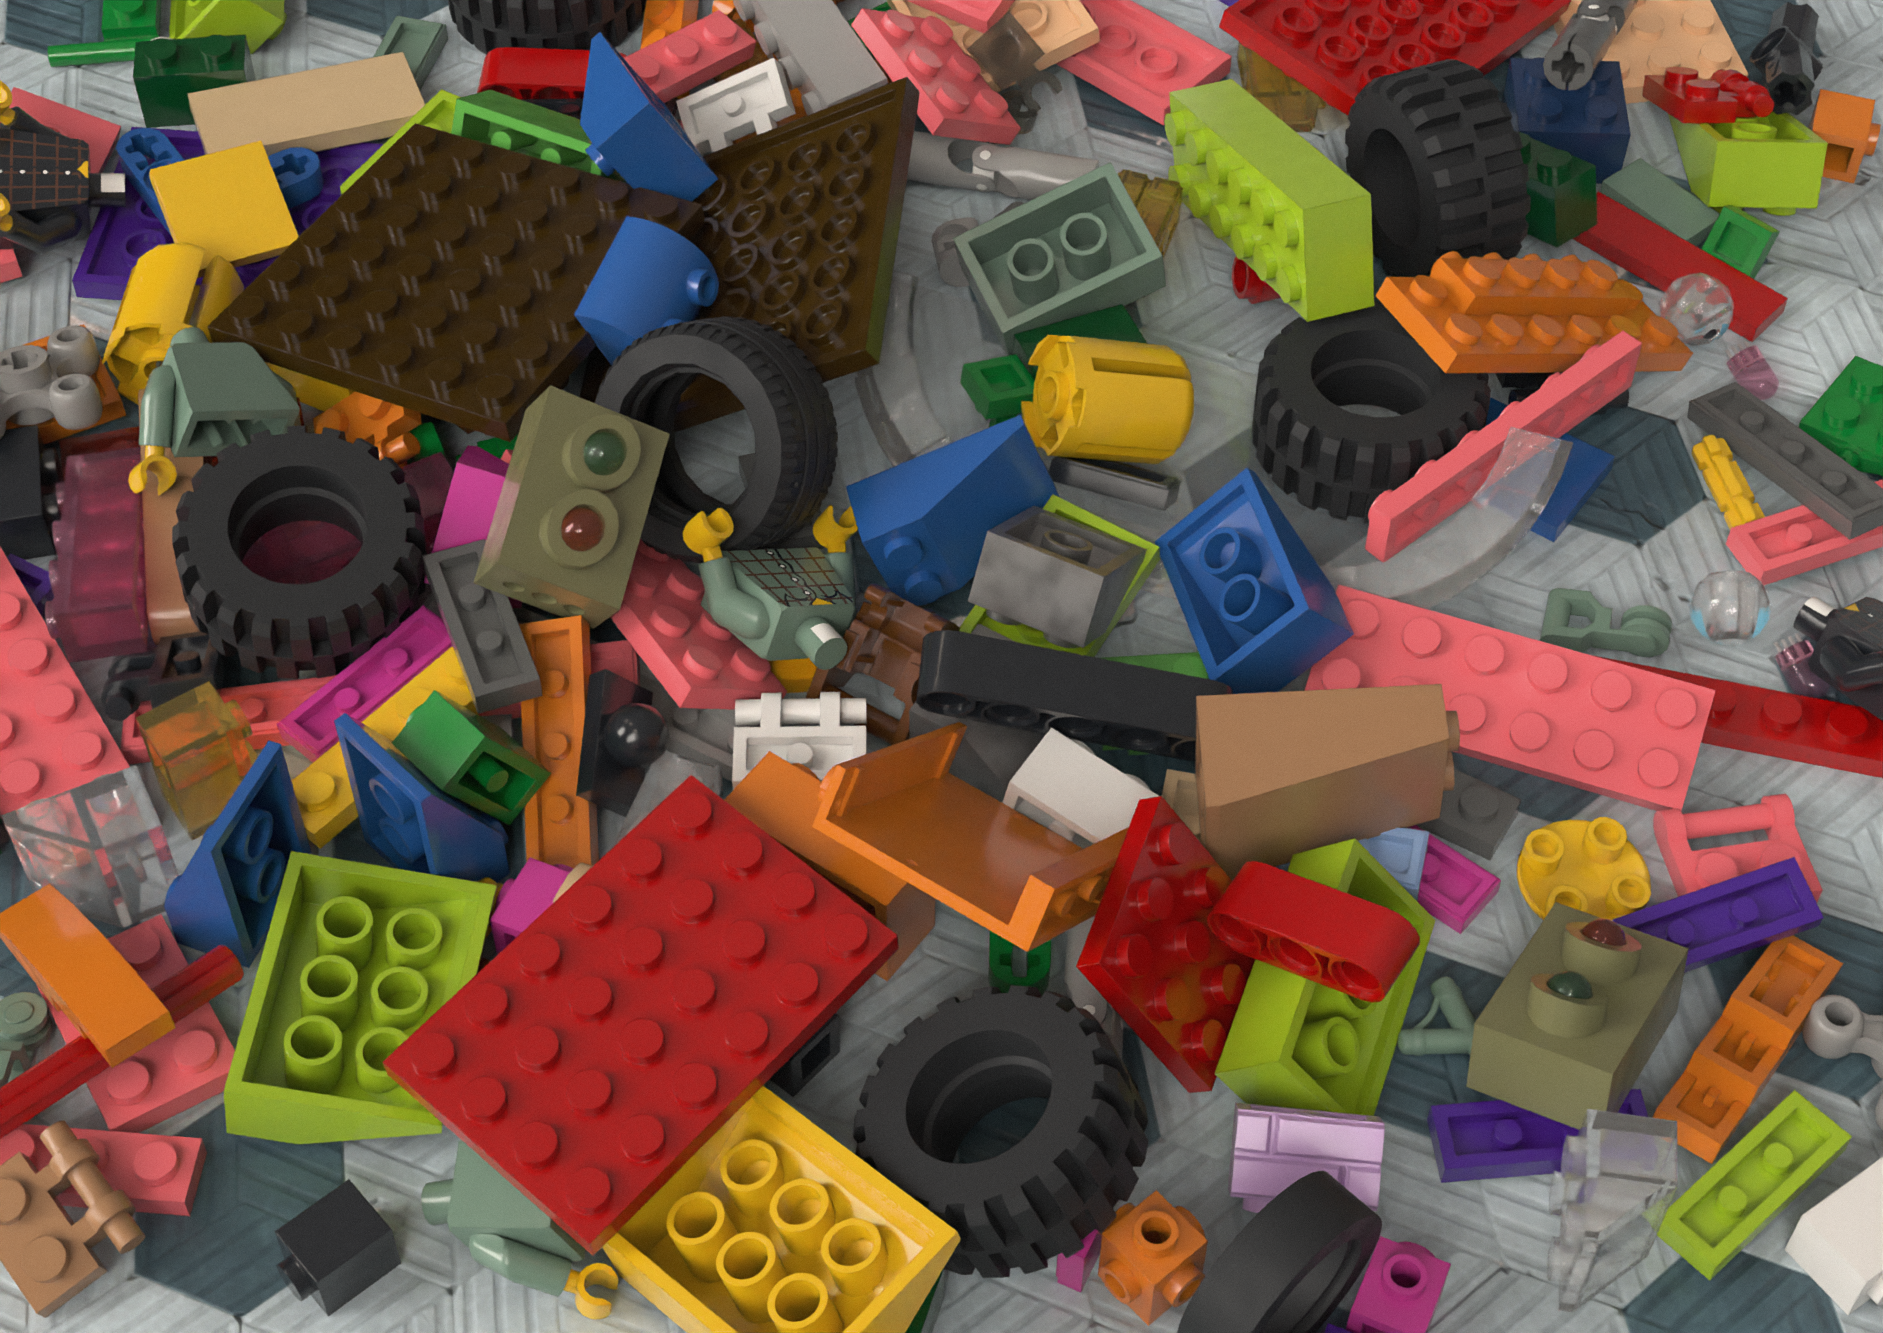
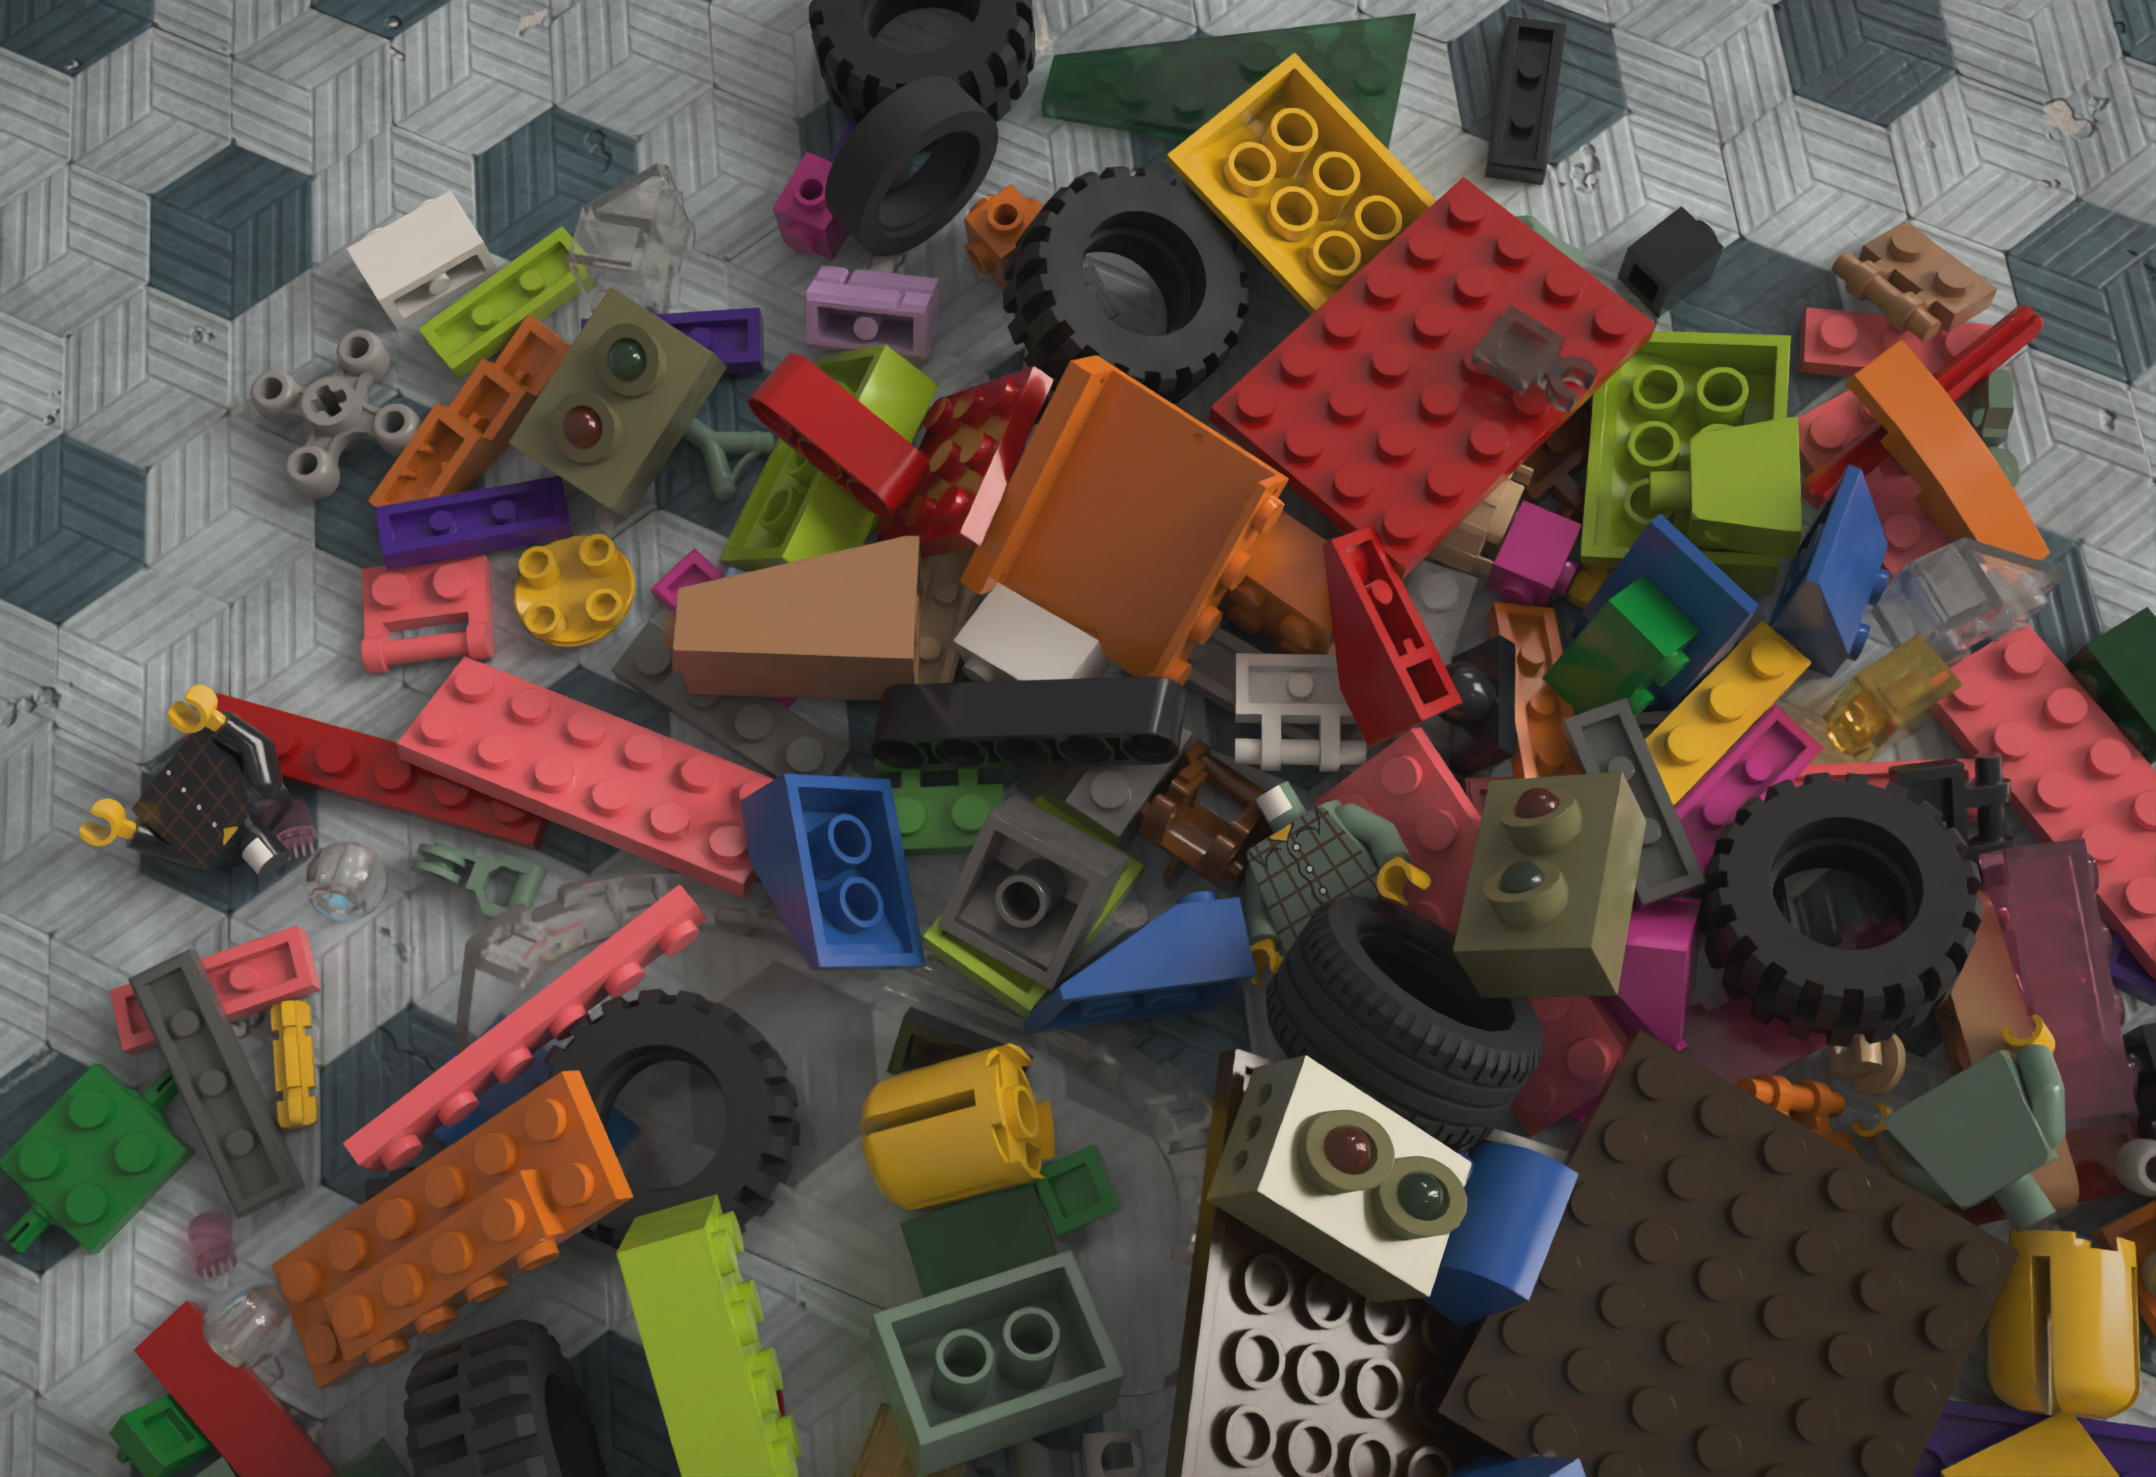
camera: 170 degrees left, 20 degrees up
(321, 900) = (1739, 488): none -> lime torso
(540, 971) = (1528, 353): none -> clear smoke plate
(711, 727) = (1380, 643): none -> red slope
(779, 261) = (1341, 1180): none -> olive piece

